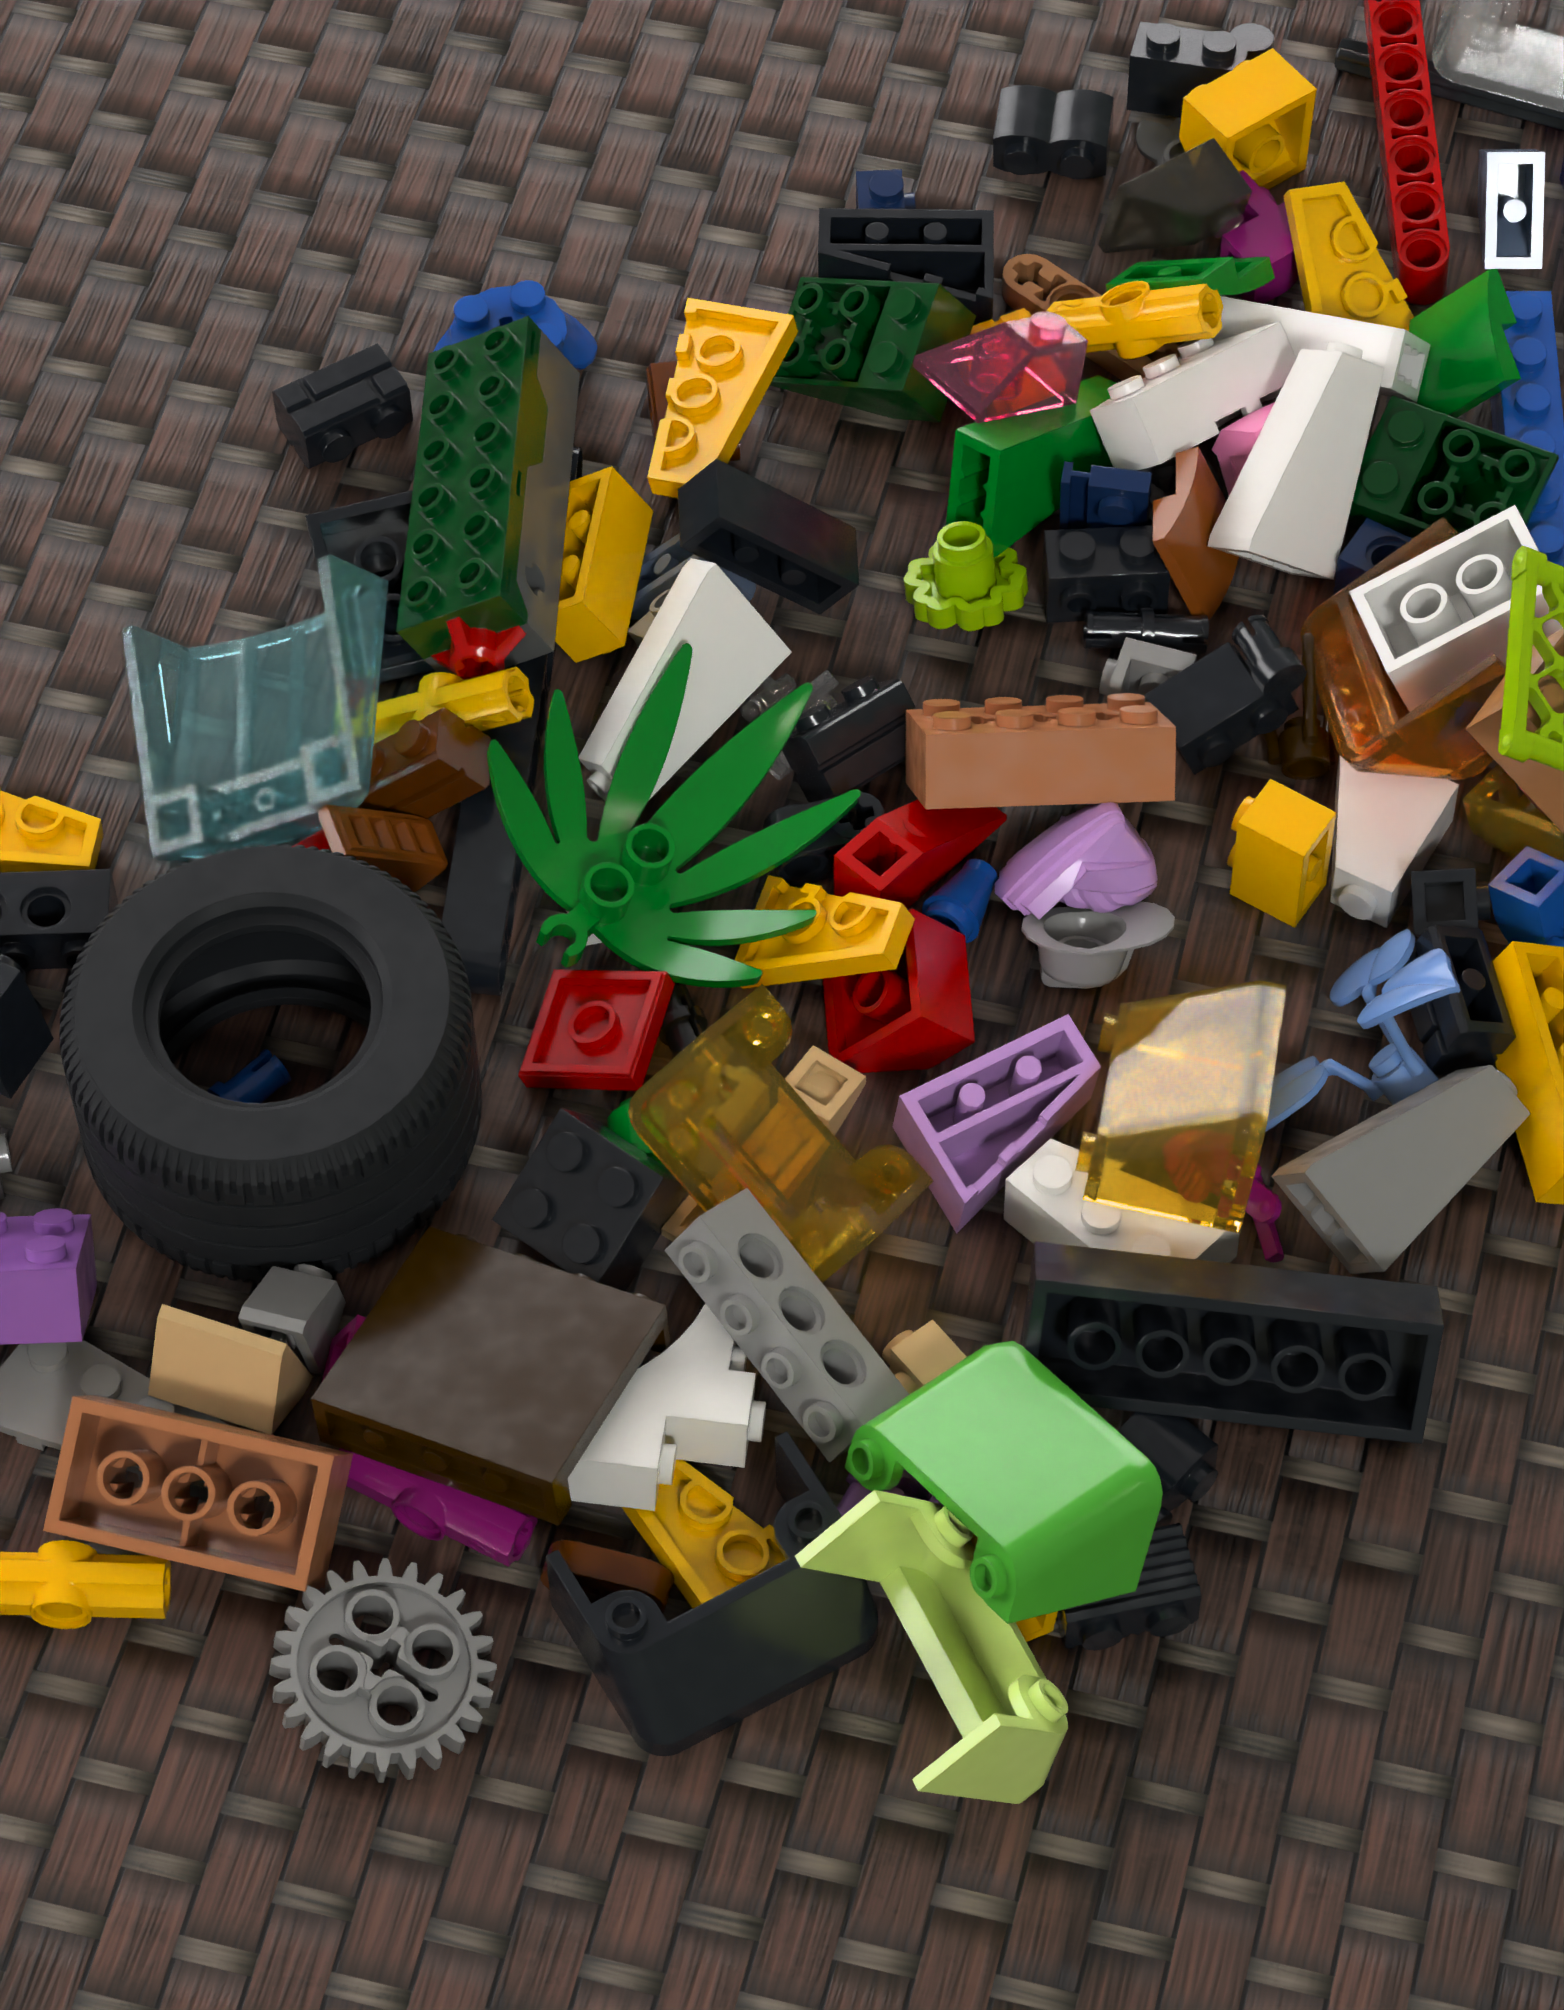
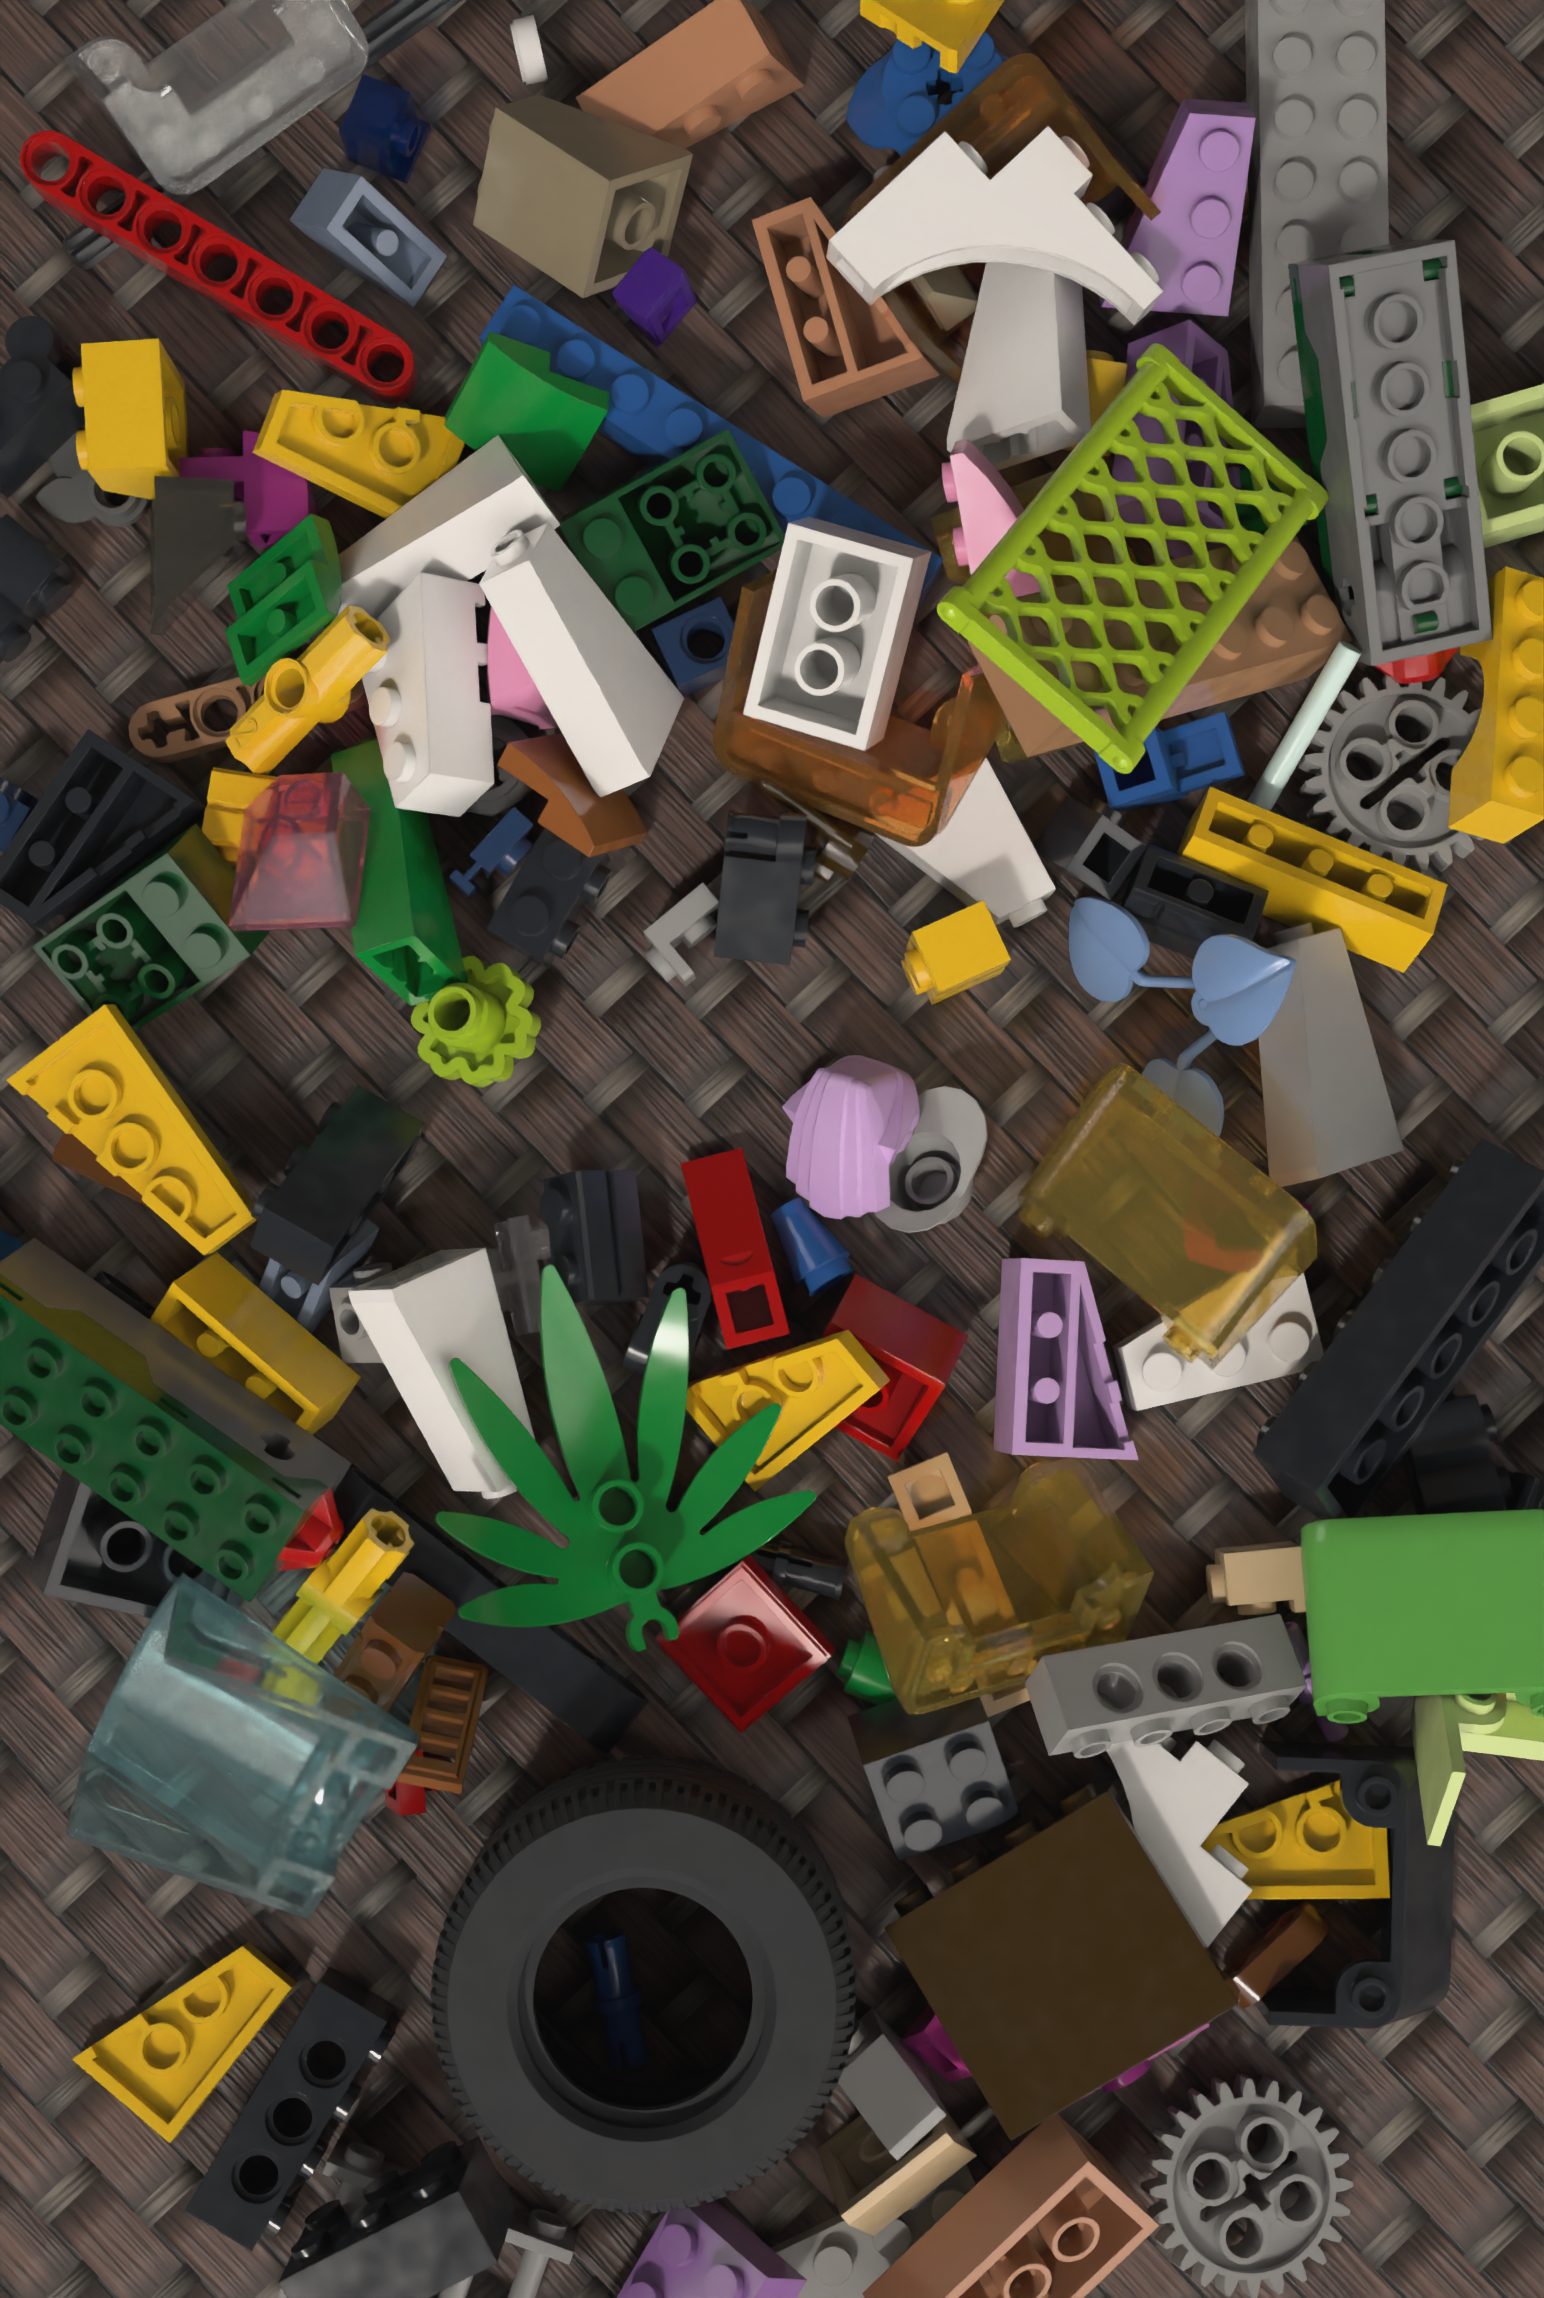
camera: 60 degrees left, 30 degrees up
(1040, 752) = (735, 1101): nougat brick -> none
(1171, 631) = (627, 897): black pin -> none

